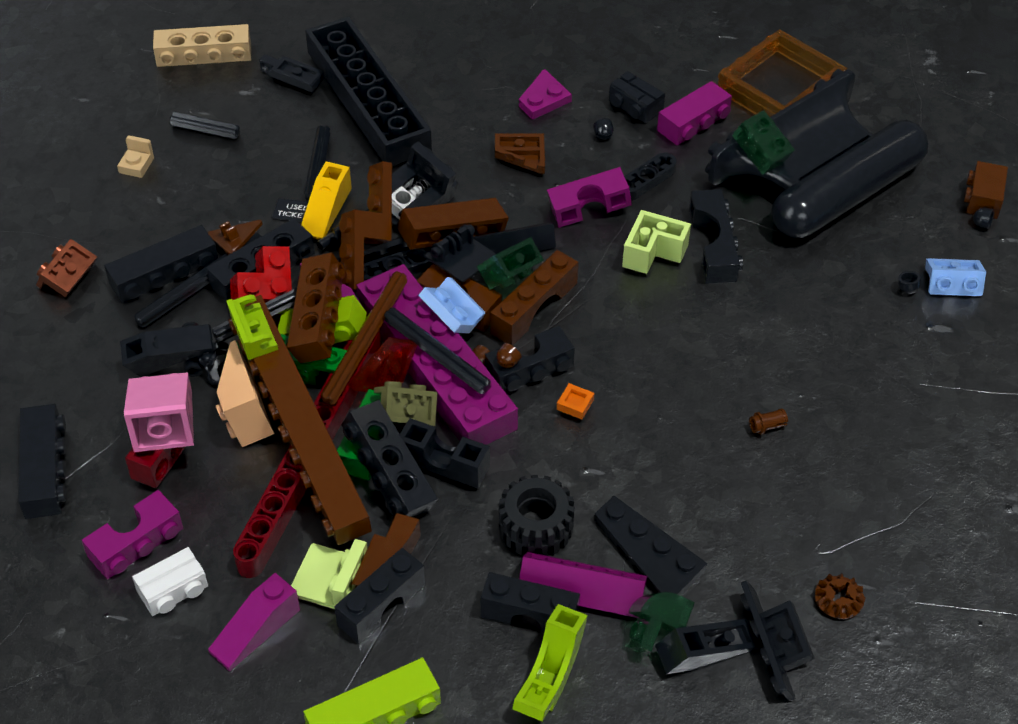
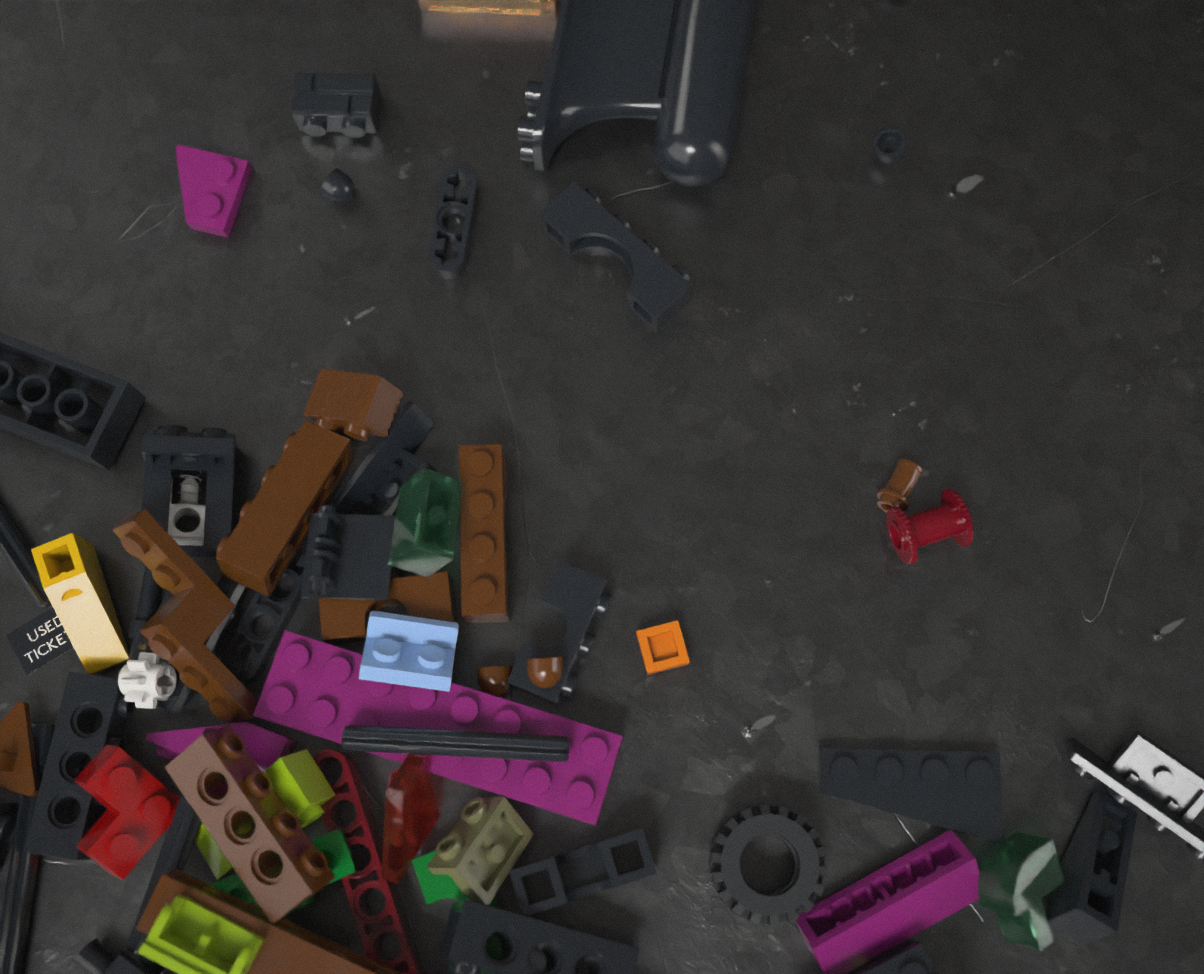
camera: 35 degrees left, 25 degrees up
(323, 242) = (147, 680): none -> white gear
(363, 339) = (345, 800): reddish brown axle -> none
(521, 150) = (263, 304): reddish brown wing -> none
(525, 205) = (353, 403): none -> reddish brown brick
(605, 187) = (430, 288): magenta arch -> none
(652, 237) = (551, 320): yellowish green brick -> none
(694, 113) = (431, 74): magenta brick -> none
(763, 142) = (586, 78): clear green brick -> none
(766, 442) = (929, 526): none -> dark red hose
(846, 606) = (1153, 682): reddish brown gear -> none
(955, 277) = (931, 94): light blue bracket -> none

